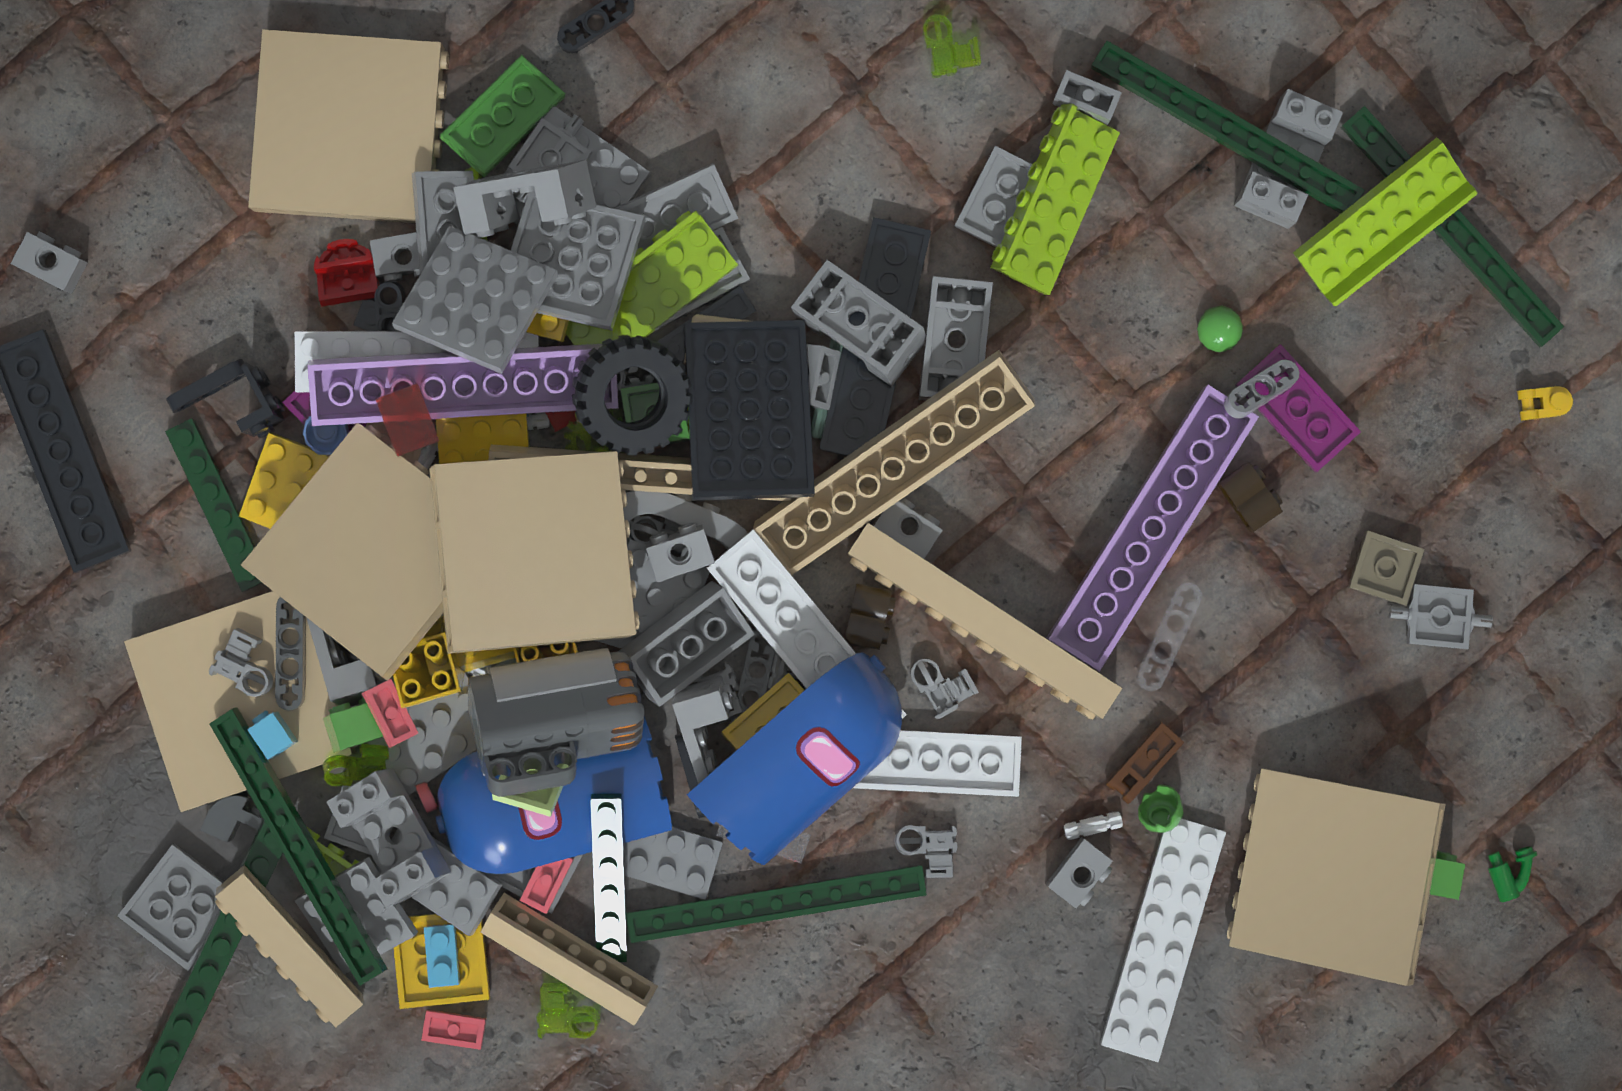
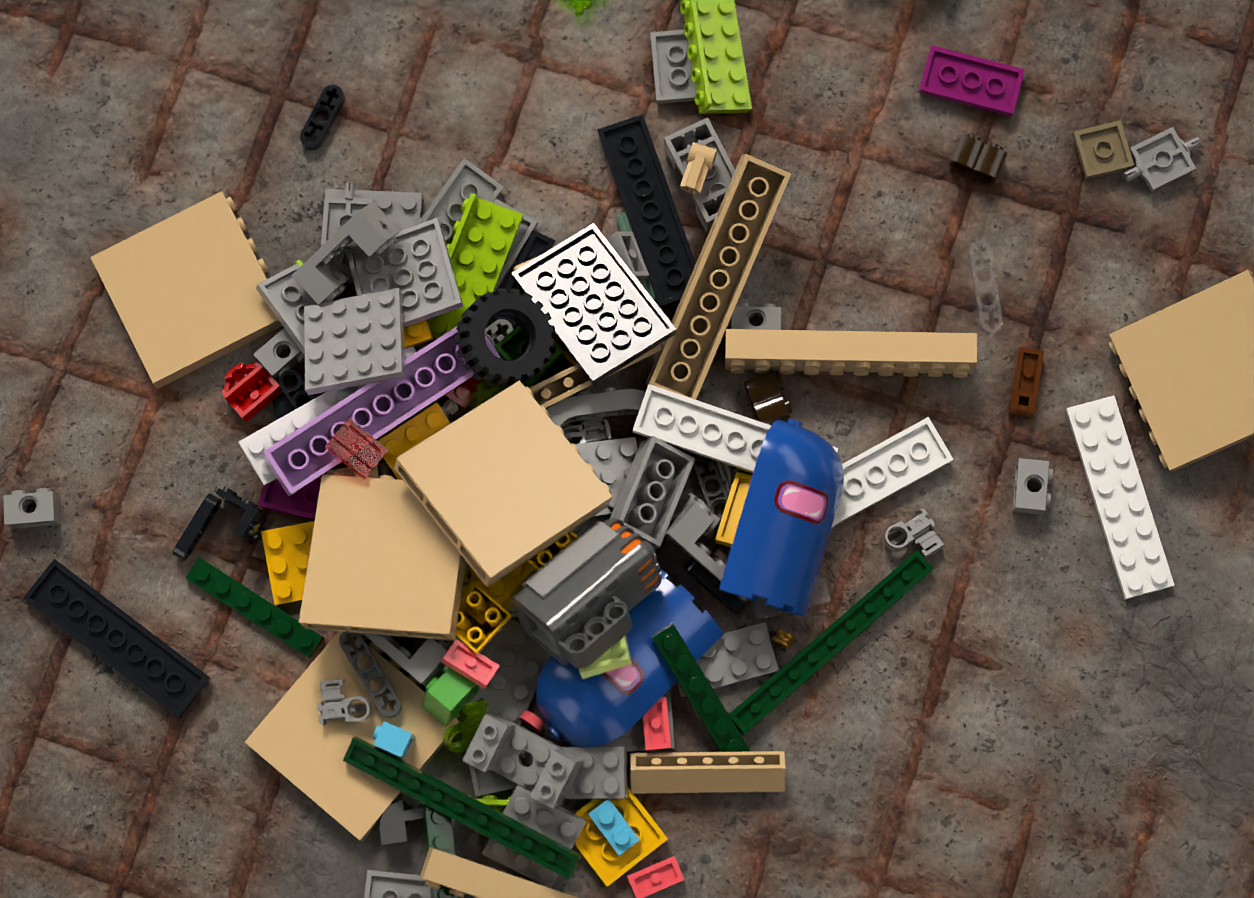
camera: 25 degrees left, 10 degrees down
(324, 438) = (302, 504): medium blue hair -> none
(502, 116) = (295, 216): bright green plate -> none
(556, 1013) = (723, 820): clear neon green piece -> none
(669, 566) = (619, 423): light grey brick -> none
(730, 871) = (783, 638): none -> pearl gold bush
(884, 340) = (656, 199): light grey plate -> none
(943, 694) = (855, 422): light grey piece -> none
(951, 329) = (699, 163): none -> tan piece
(1093, 825) = (1018, 448): white axle -> none
(1150, 529) = (925, 215): lavender brick -> none
(1157, 806) = (1055, 405): bright green hair -> none
(1220, 328) = (883, 61): bright green hair -> none
(1255, 399) = (938, 70): light grey beam -> none

